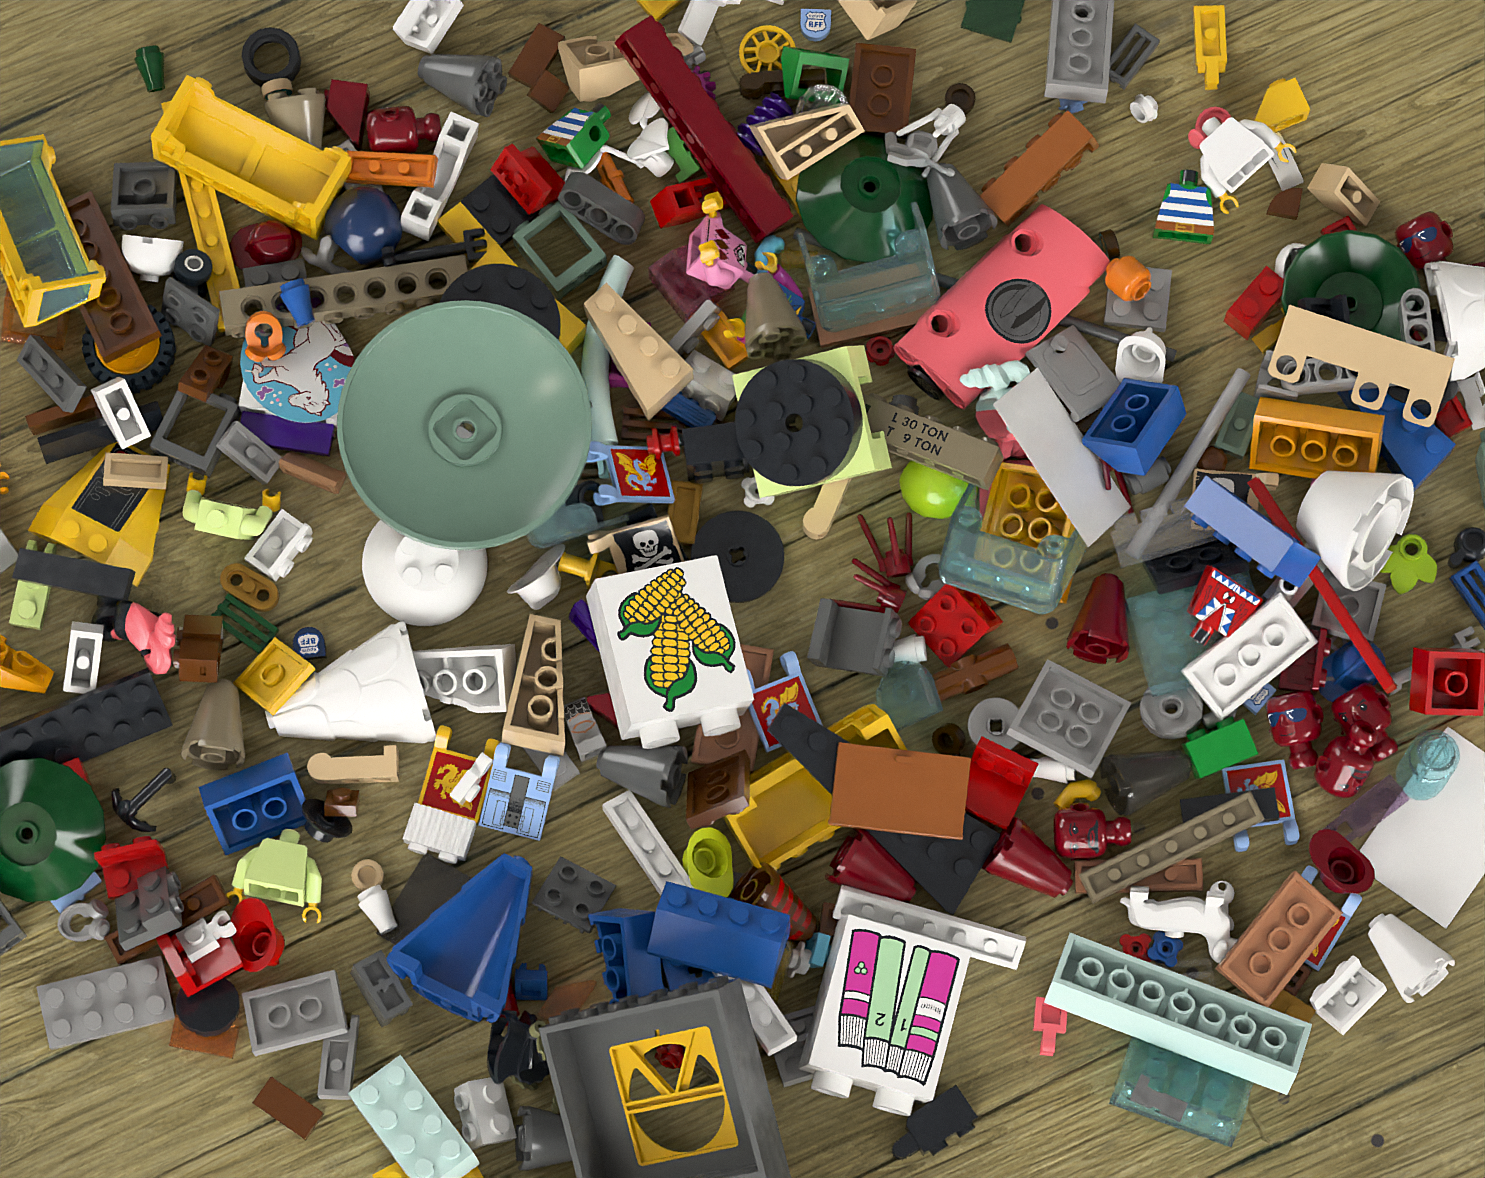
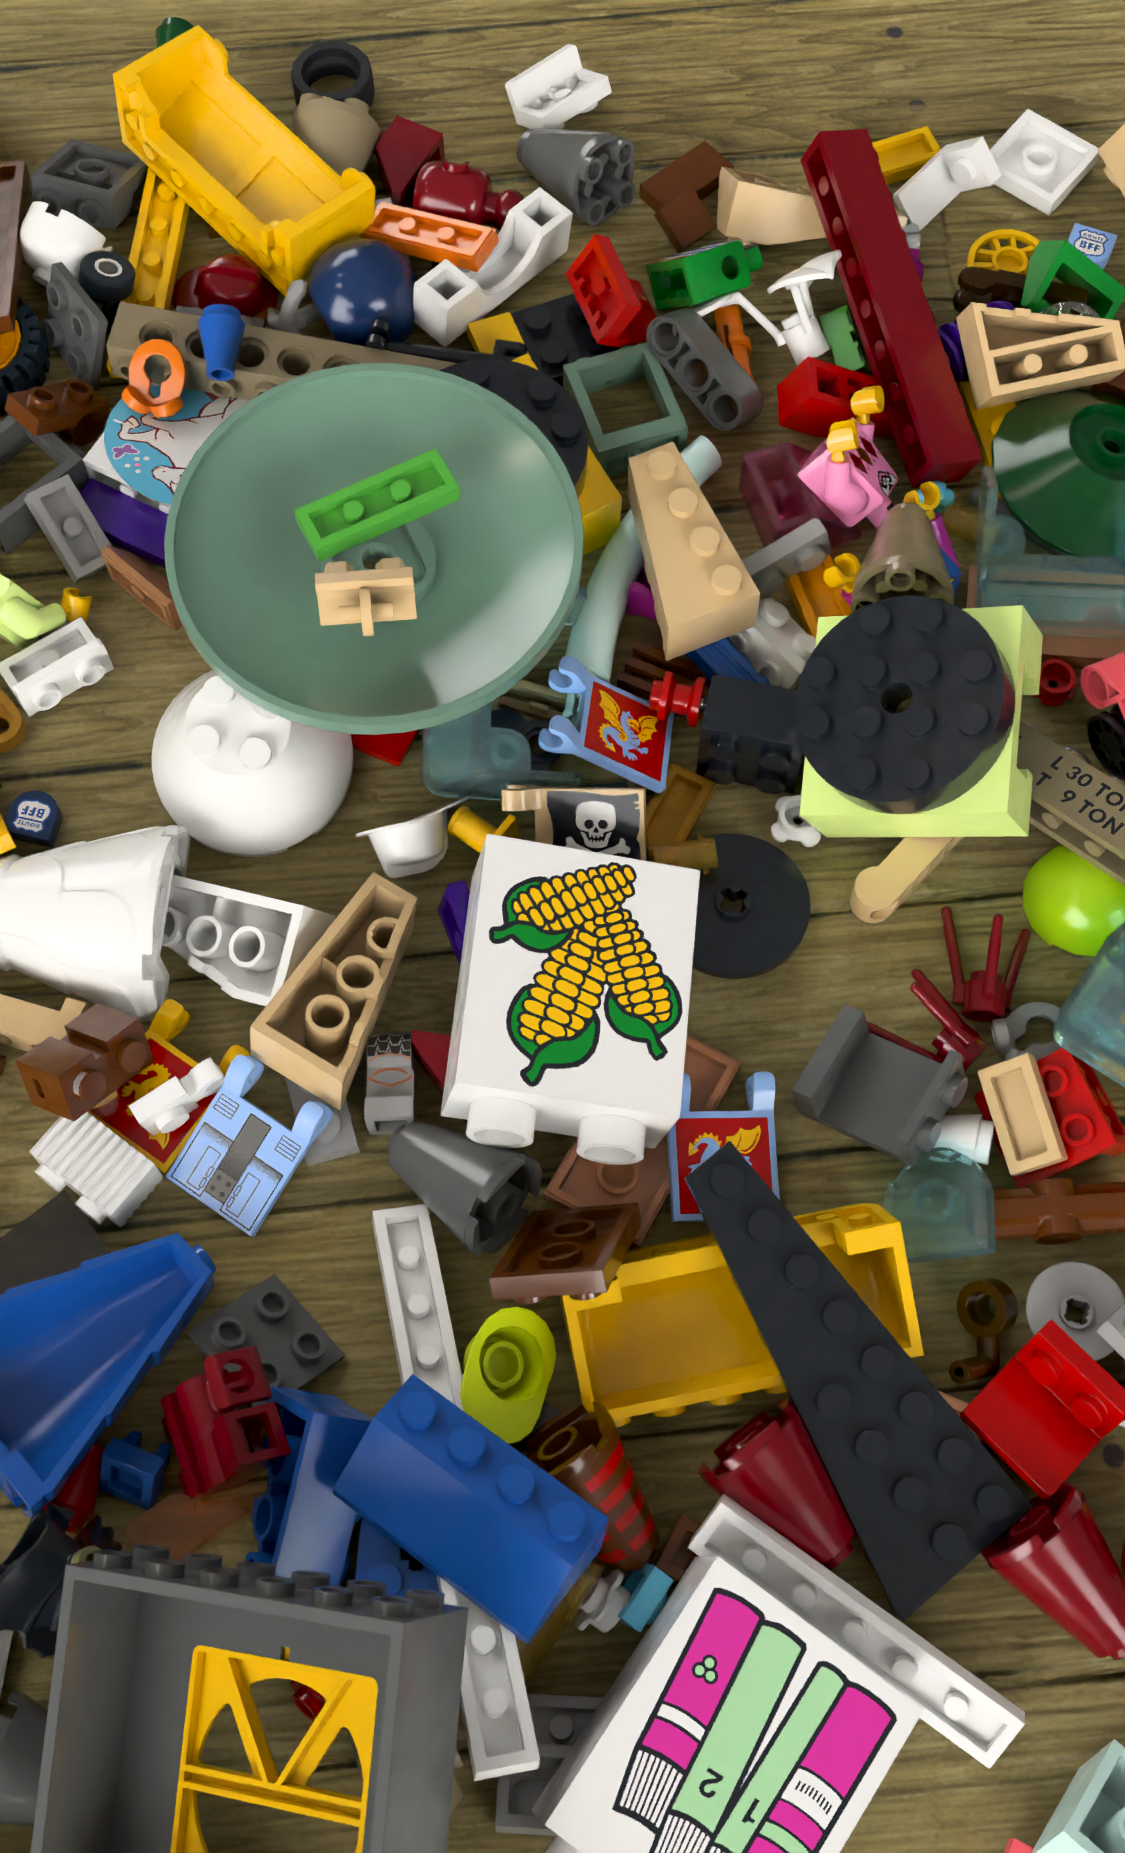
camera: 20 degrees right, 10 degrees down
(414, 779) = (87, 1065): none -> reddish brown piece
(461, 405) = (377, 504): none -> bright green plate
(478, 468) = (365, 594): none -> tan hips
(568, 950) = (212, 1436): none -> dark red hips
(701, 539) = (691, 854): none -> clear yellow pin
(906, 796) = (891, 1378): dark orange container -> none
(936, 628) = (1022, 1115): none -> tan tile

